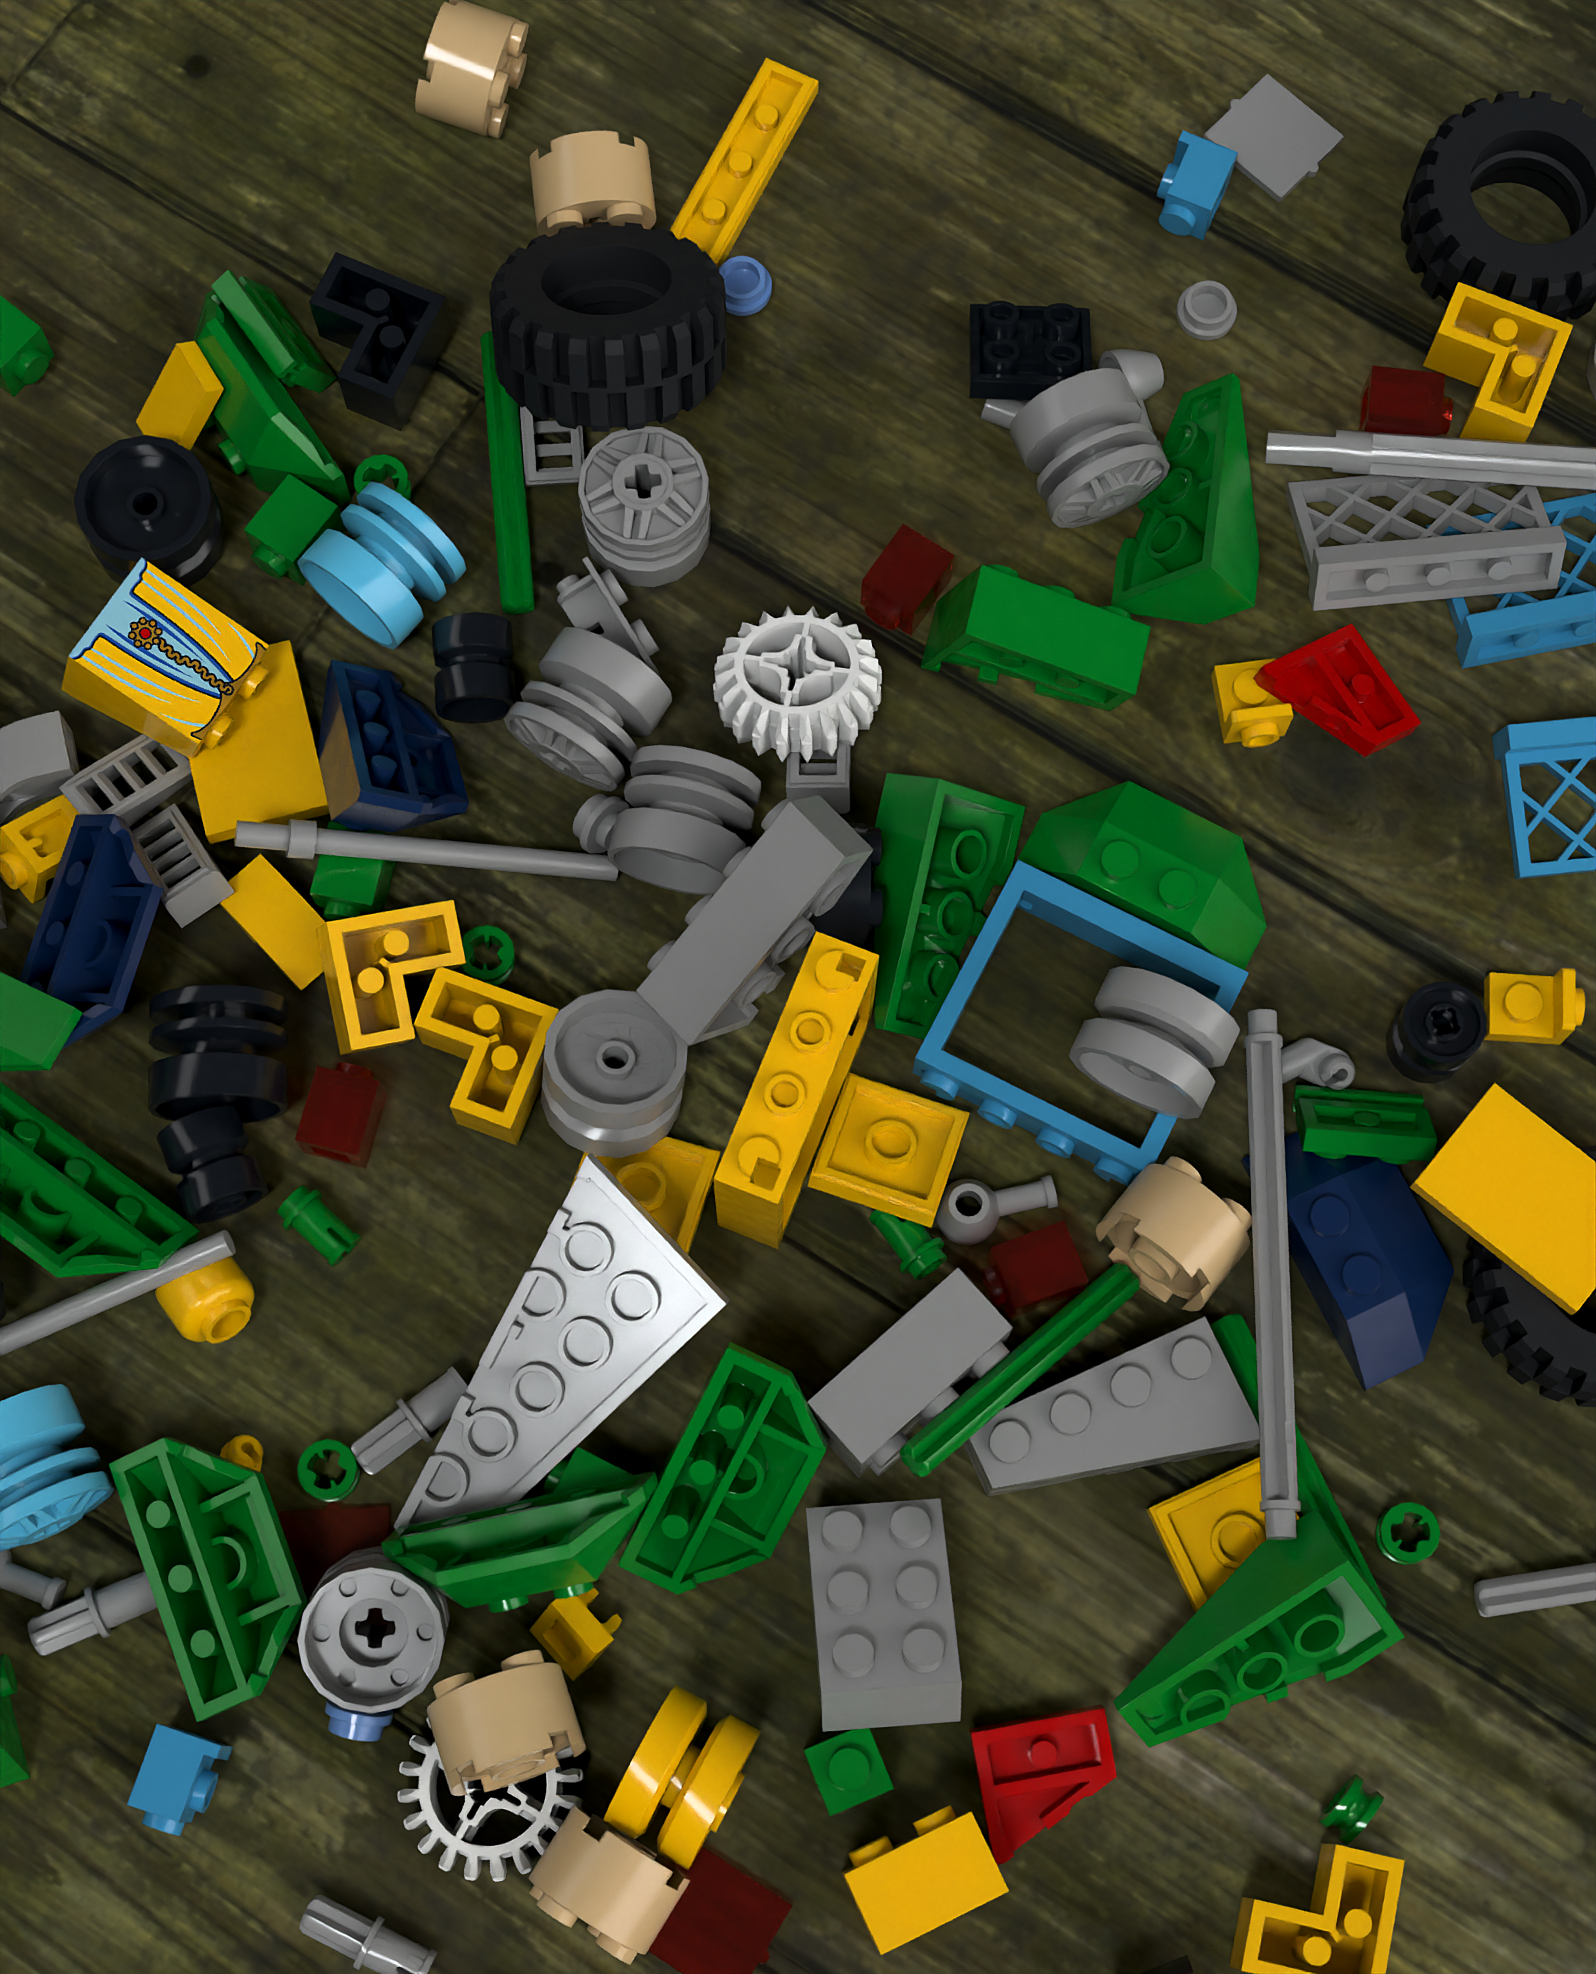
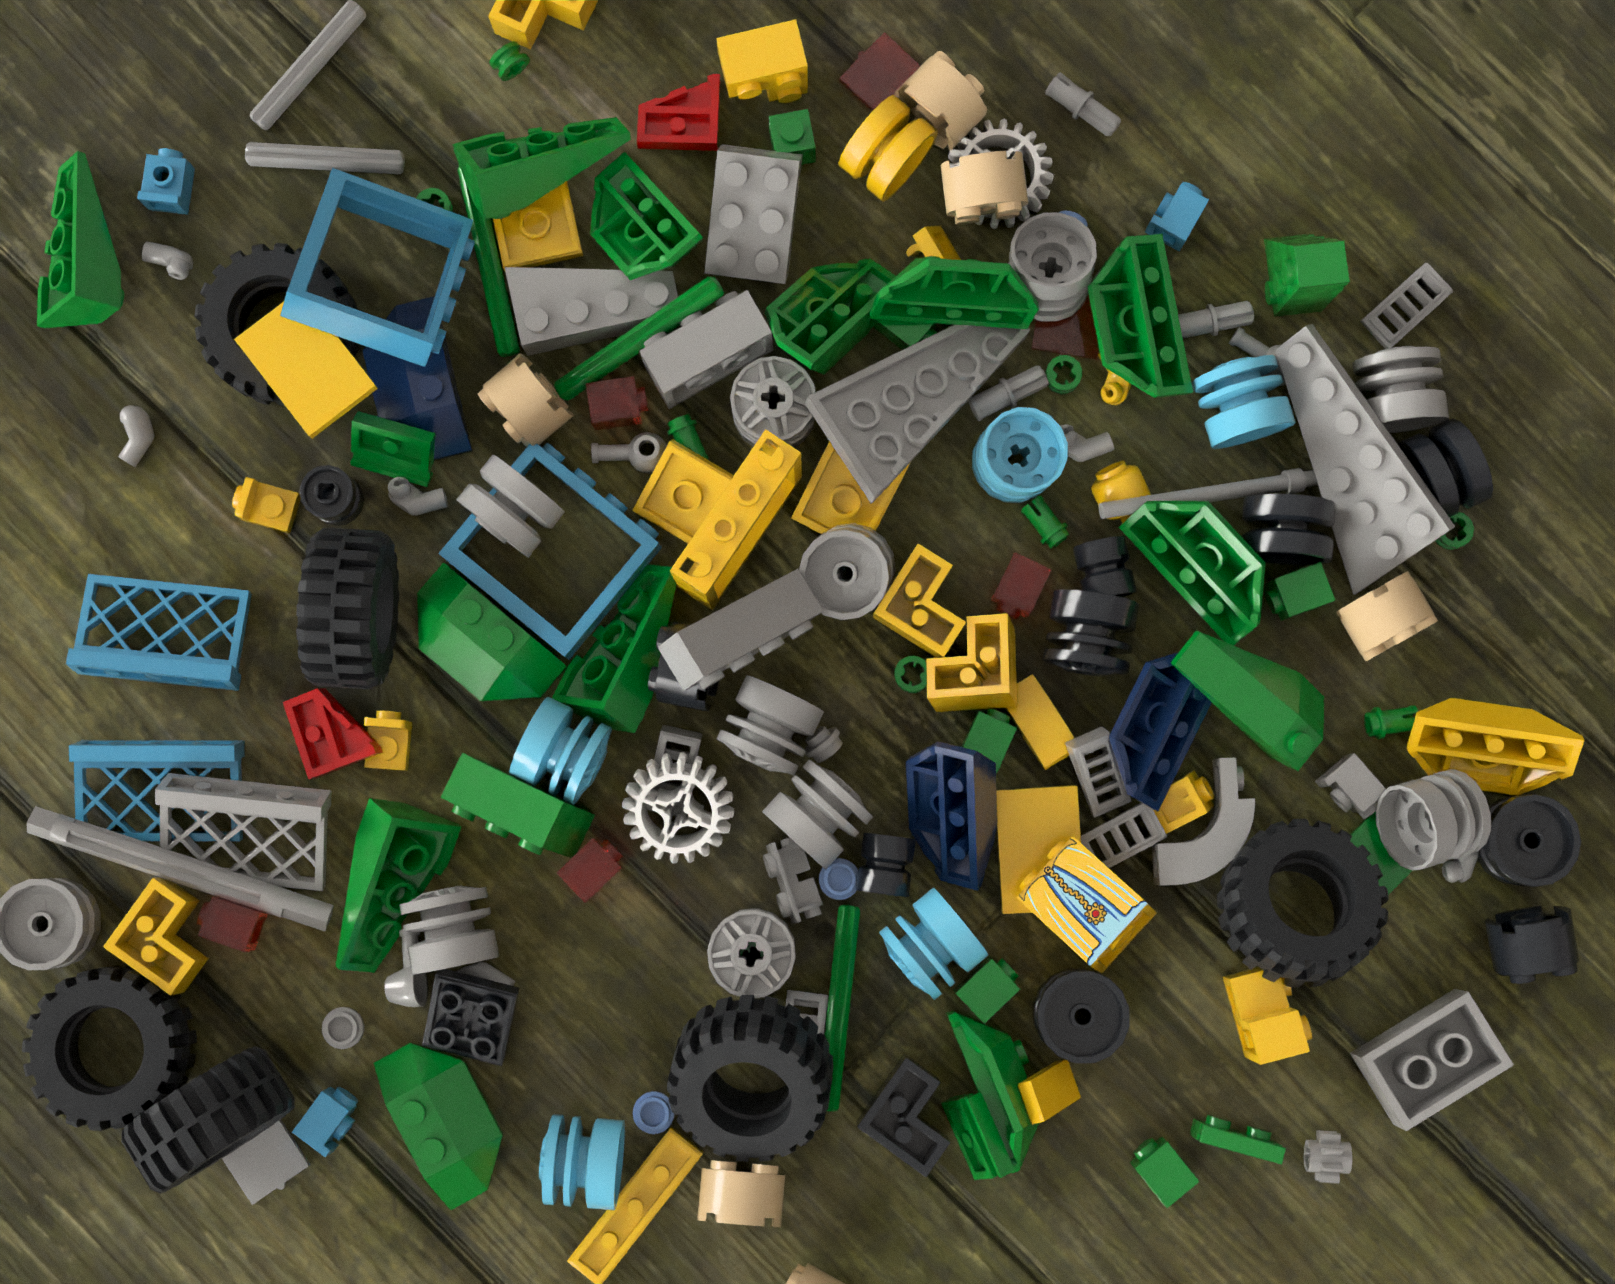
camera: 165 degrees left, 10 degrees up
(283, 1357) = (1083, 449): none -> light grey arm
(303, 839) = (1014, 754): light grey bar -> none
(345, 1285) = (1035, 438): none -> medium azure wheel
(379, 468) = (923, 1027): green bush -> none
(533, 638) = (839, 879): none -> medium blue plate
(809, 1276) = (752, 389): none -> light grey wheel
(824, 189) = (582, 1162): none -> medium azure wheel
(988, 723) = (563, 752): none -> medium azure wheel
(1041, 219) = (441, 1120): none -> green wedge
(1062, 1562) = (638, 221): none -> green wedge
(1271, 1276) = (474, 362): light grey piece -> none
(1354, 123) = (207, 1119): none -> black tyre
(1360, 844) = (348, 608): none -> black tyre
(1457, 1499) = (398, 212): none -> dark azure window

